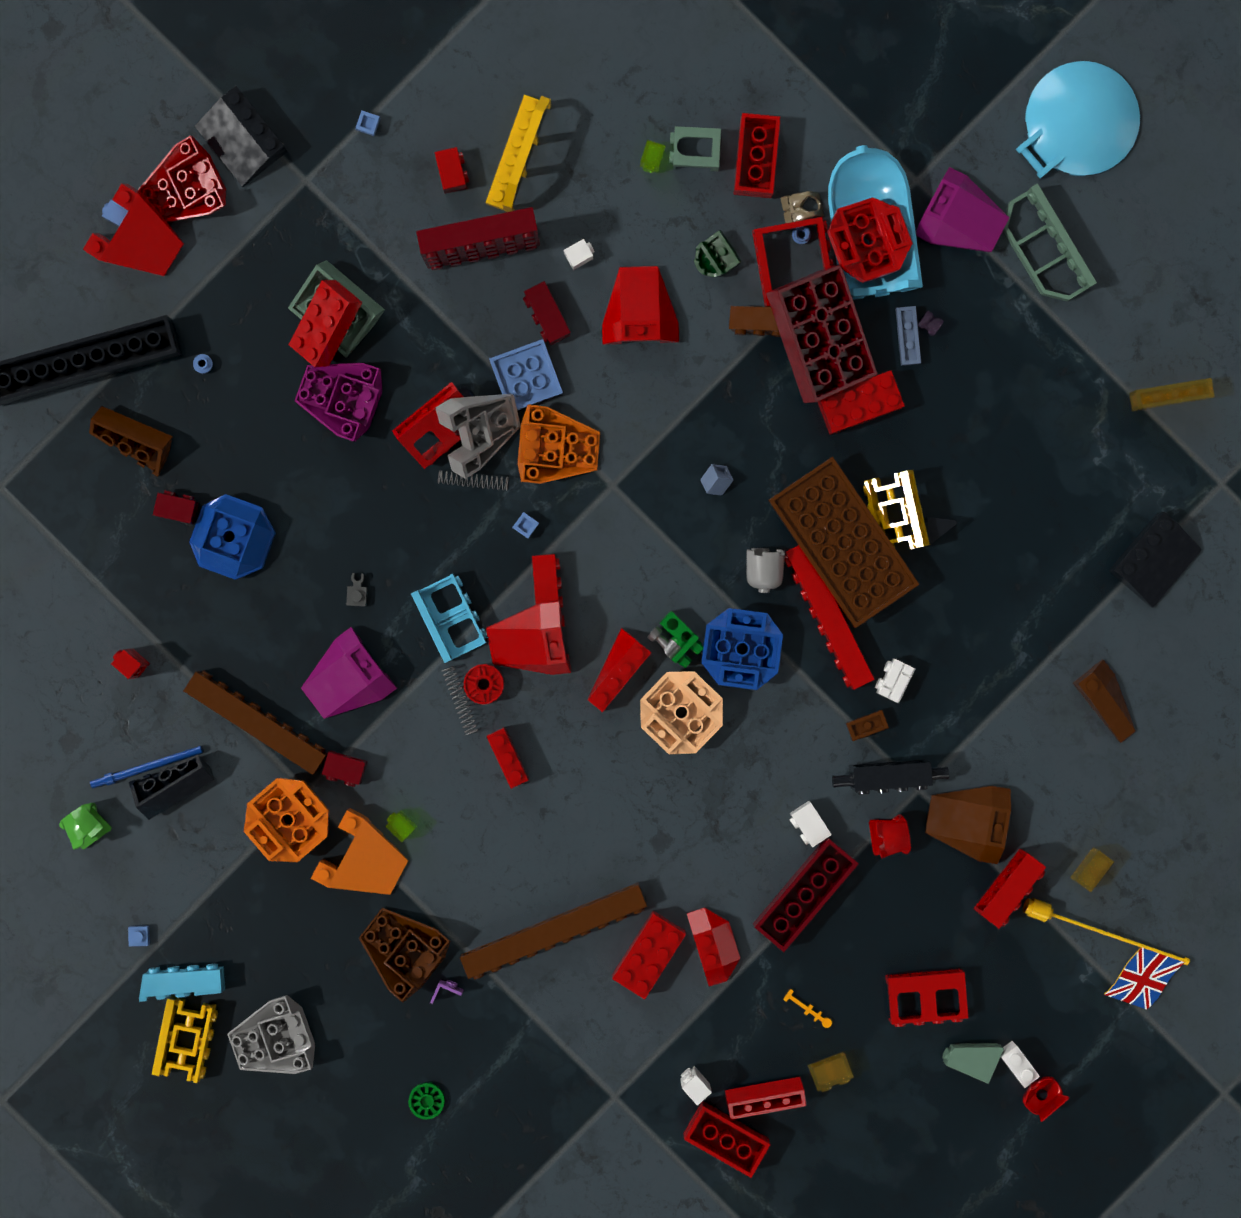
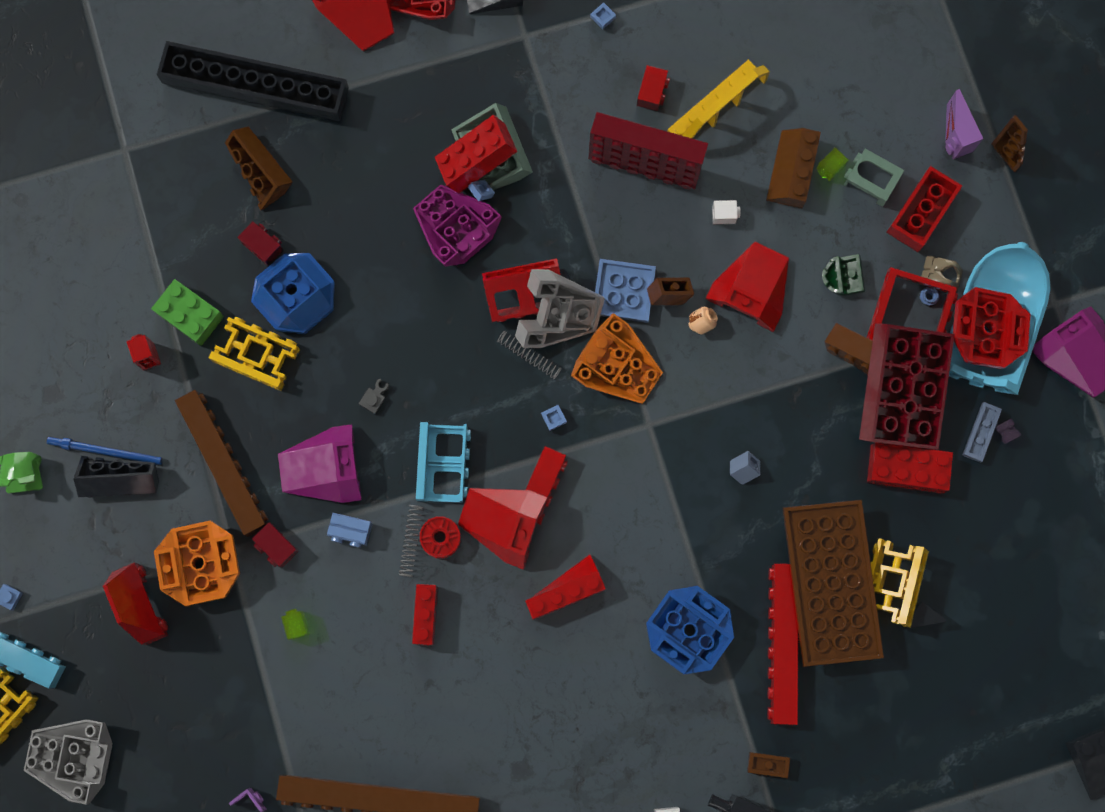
camera: 25 degrees right, 10 degrees down
(147, 606) = (187, 312): none -> bright green brick
(208, 366) = (353, 142): medium blue plate -> none
(230, 625) = (248, 366): none -> yellow fence
(251, 885) = (132, 606): none -> red wedge
(348, 352) = (481, 190): none -> medium blue plate
(370, 862) = (247, 643): orange wedge -> none
(401, 719) = (349, 529): none -> medium blue brick
(403, 951) = (232, 742): reddish brown wedge -> none
(546, 313) = (670, 247): dark red brick -> none
(568, 356) = (670, 291): none -> reddish brown brick
(611, 366) = (703, 320): none -> light nougat head
(618, 177) = (793, 167): none -> reddish brown slope
(680, 643) = (638, 594): green hips -> none
(693, 730) = (625, 653): light nougat piece -> none
(754, 62) = (961, 129): none -> medium lavender slope
(764, 568) = (748, 569): light grey cylinder -> none
(806, 52) = (1011, 143): none -> reddish brown wedge
(895, 680) = (816, 736): white brick -> none

